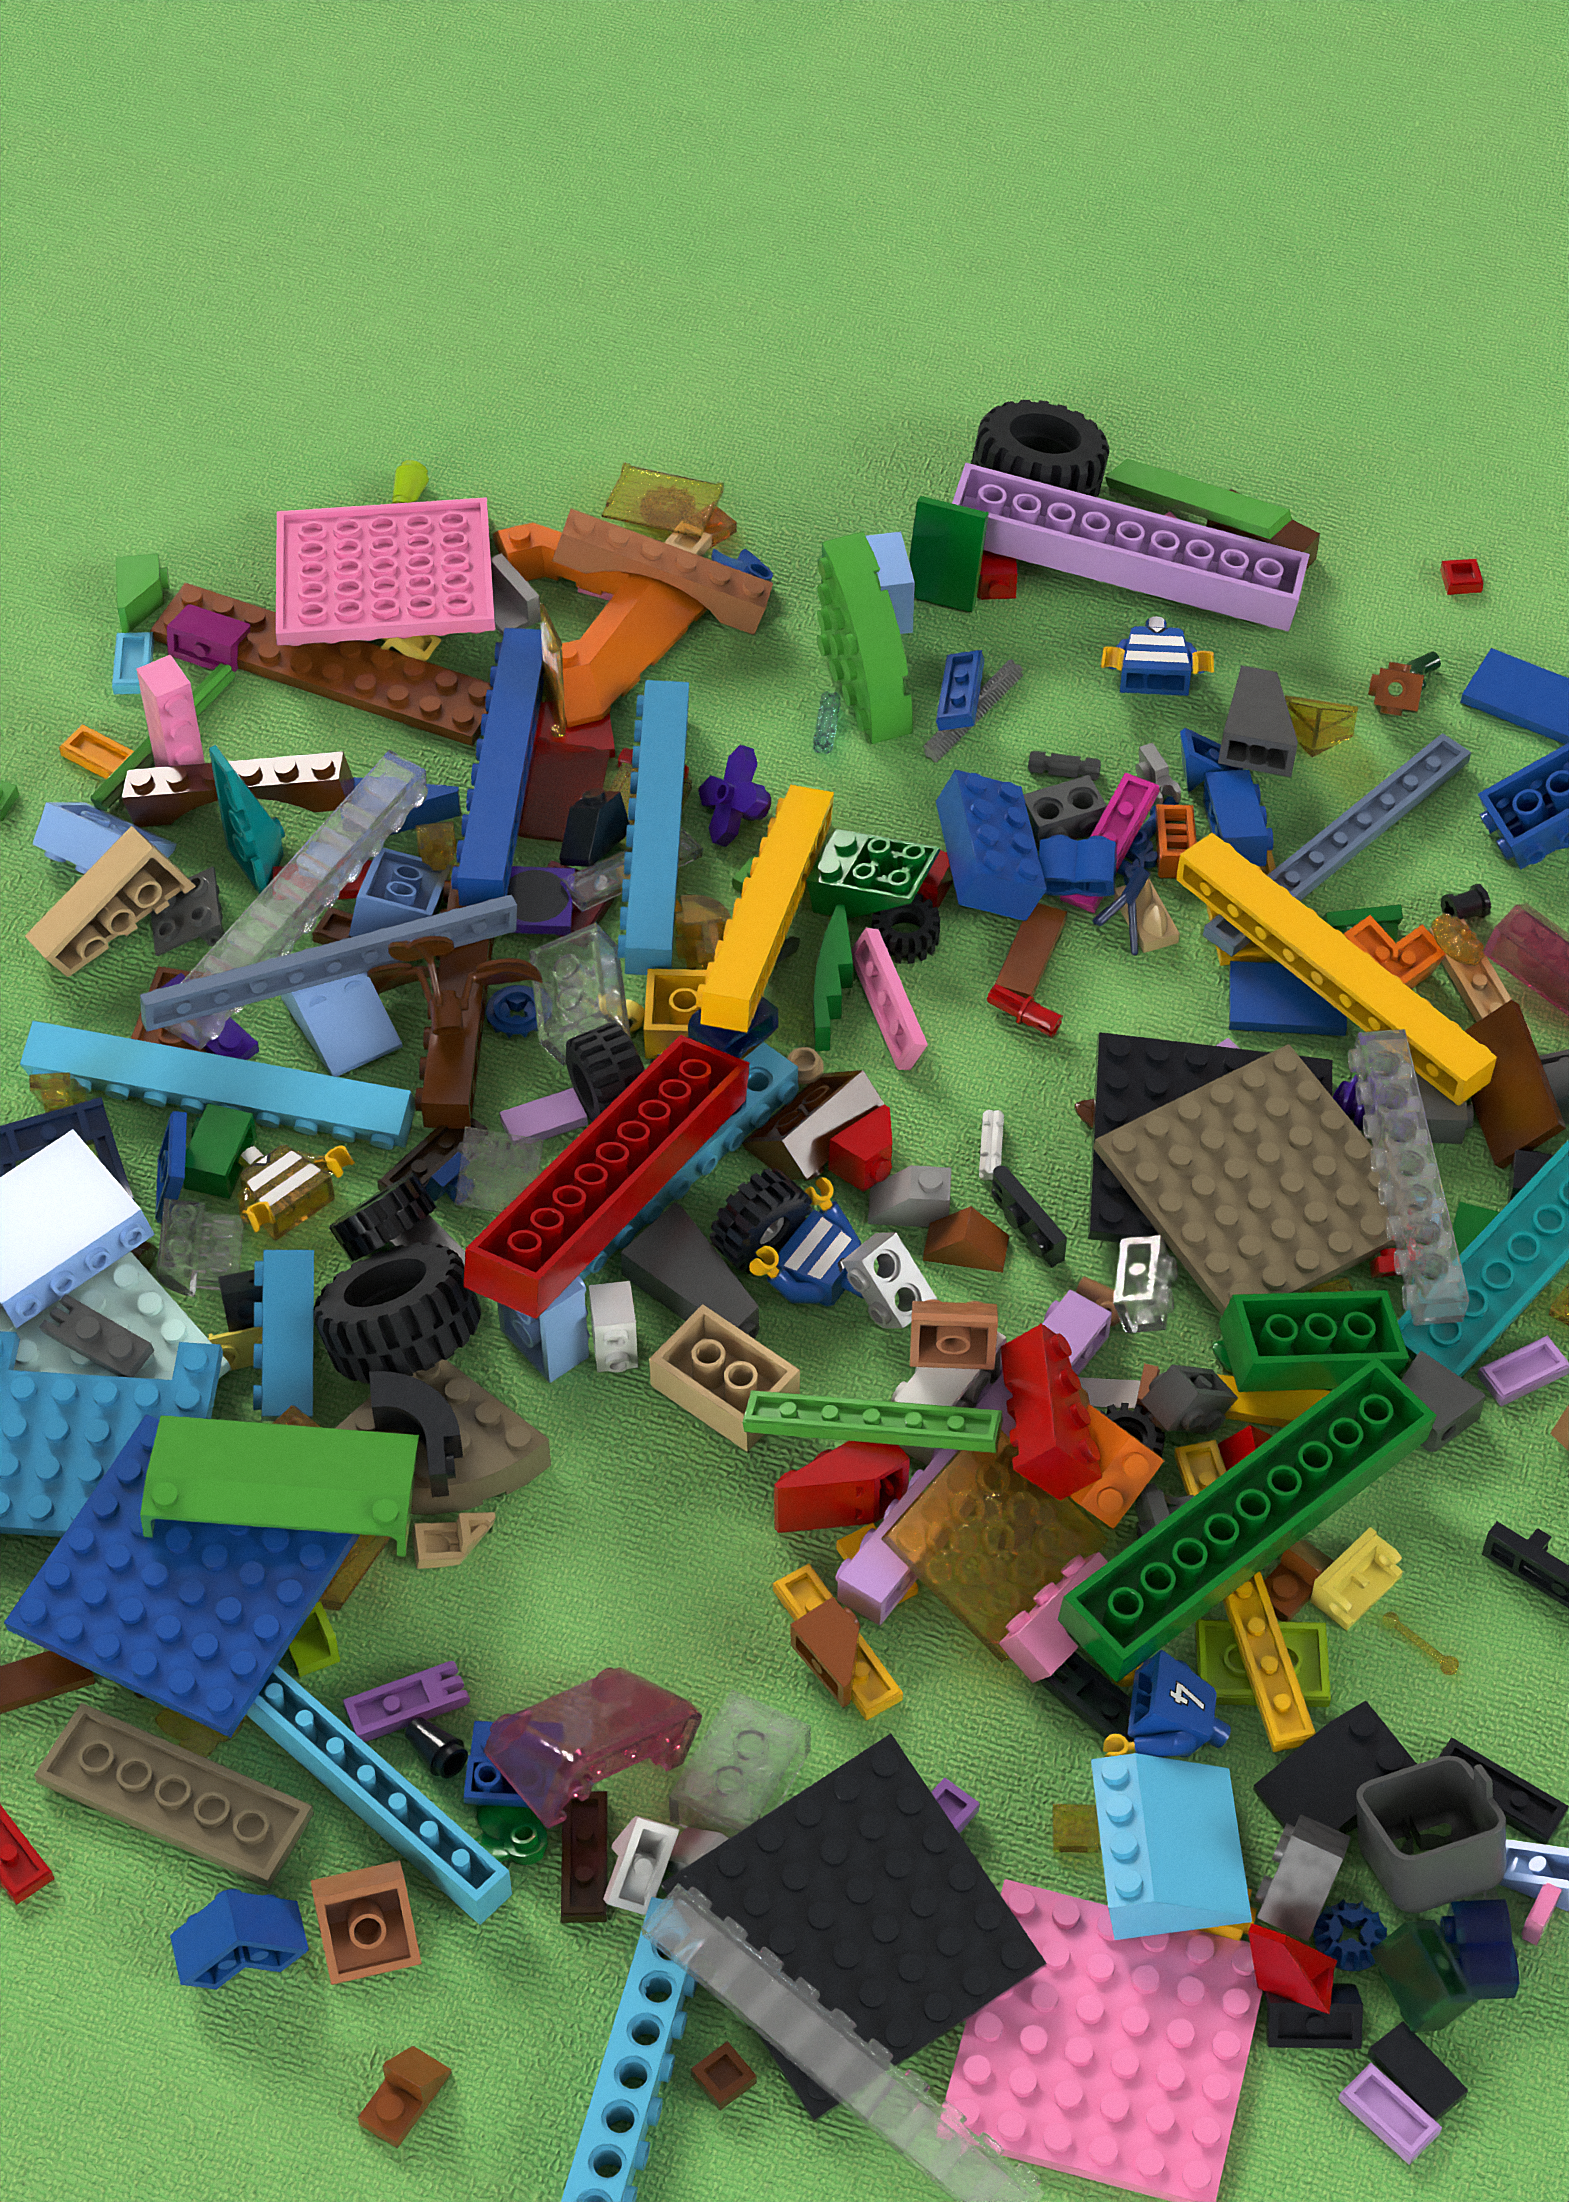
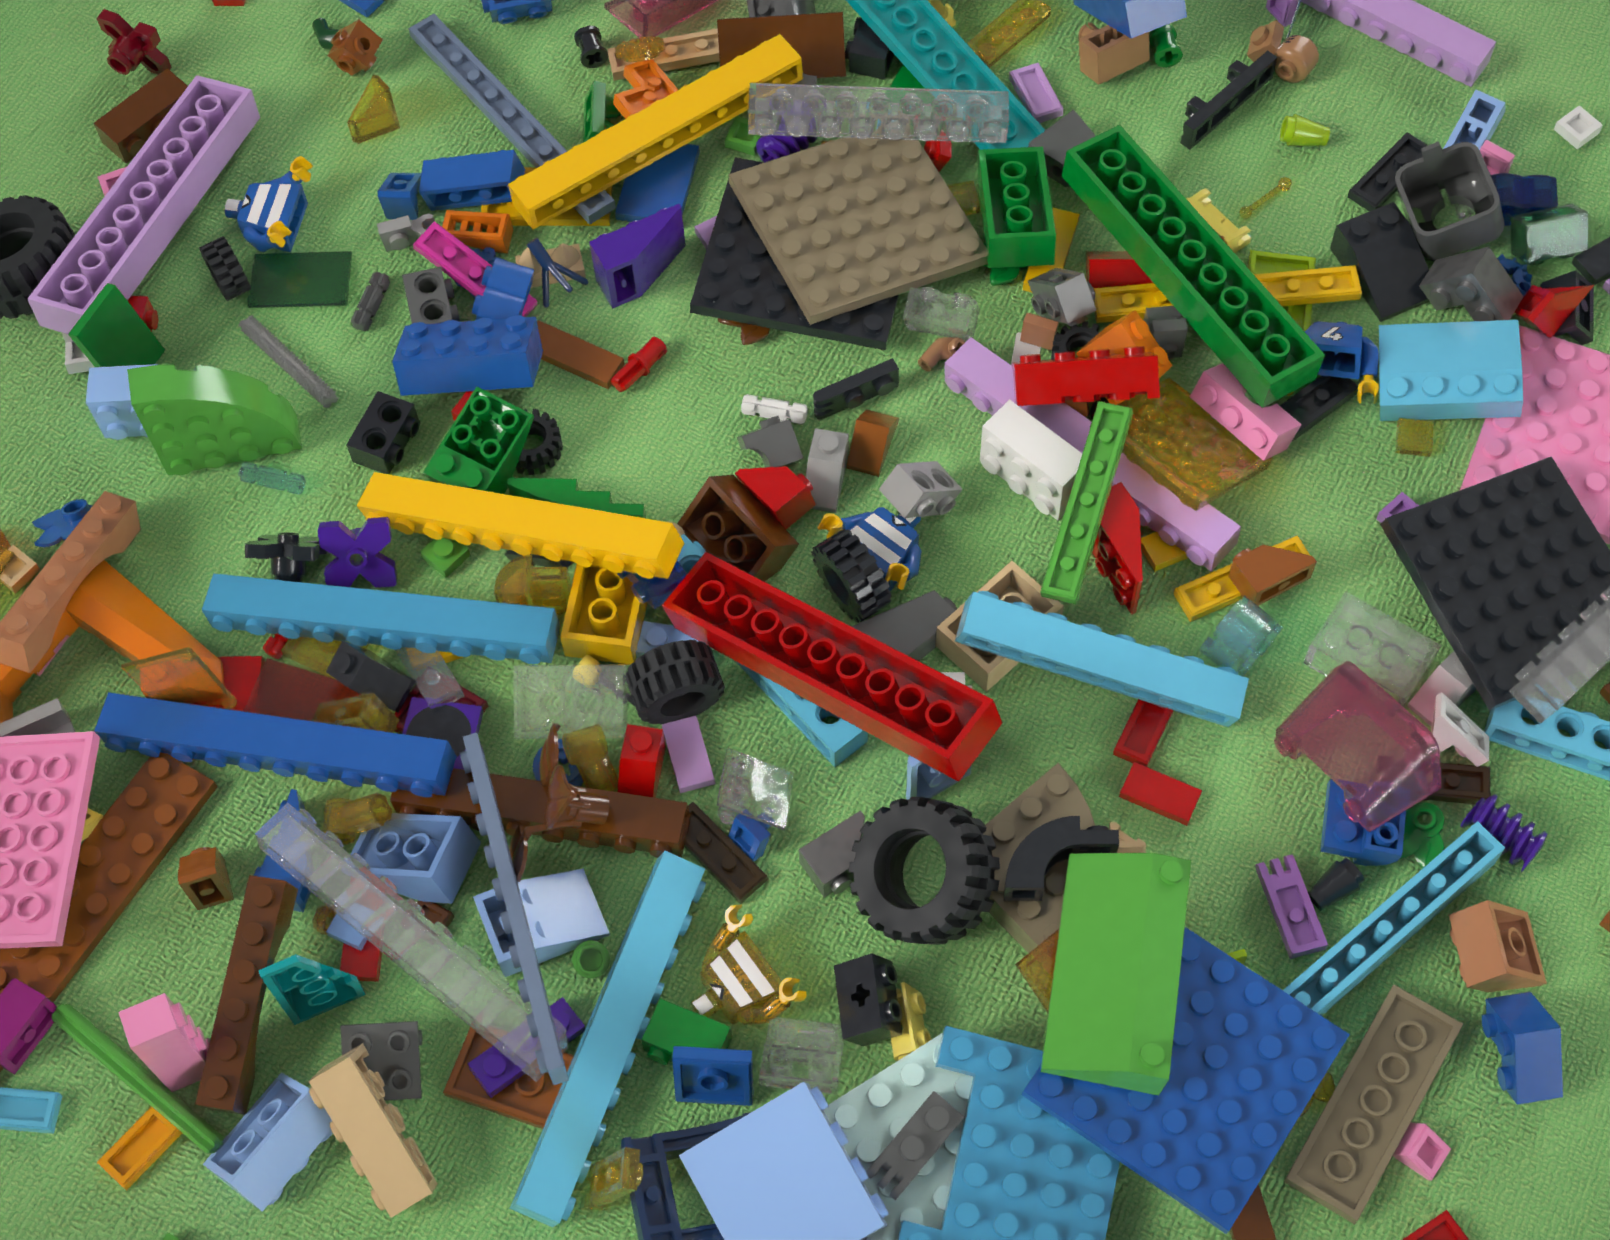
camera: 80 degrees left, 10 degrees up
(122, 1850) = (1422, 1150): none -> bright pink slope
(286, 1332) = (930, 972): dark azure brick -> none
(303, 1058) = (591, 959): none -> bright green plate
(362, 738) = (205, 877): none -> dark orange slope
(382, 1217) = (816, 865): black bush -> none
(513, 1923) = (1507, 830): none -> dark purple piece
(516, 1016) = (589, 752): none -> clear yellow piece
(518, 1073) = (641, 760): none -> red slope
(538, 829) = (359, 712): none -> clear yellow slope
(539, 1566) = (1160, 793): none -> red tile
(620, 1546) = (1142, 732): none -> red tile
(680, 1470) = (1101, 658): none -> medium azure brick
(726, 735) = (286, 552): none -> black plant
(738, 1622) = (1241, 637): none -> clear light blue brick
(888, 999) = (614, 461): bright pink plate -> none
(892, 799) = (377, 431): none -> black brick
(935, 1138) = (773, 442): none -> dark grey brick
(953, 1334) = (1017, 423): nougat slope -> none
(960, 690) = (270, 363): blue tile -> none
(1068, 629) = (225, 268): none -> black tyre
(1083, 705) = (300, 279): none -> clear green piece
(1160, 978) = (637, 254): none -> dark purple slope
(1199, 498) = (105, 141): bright green tile -> none
(1259, 725) = (374, 146): dark grey slope -> none
(1340, 499) = (132, 45): none -> dark red plant
(1534, 1676) = (1303, 132): none -> lime cone

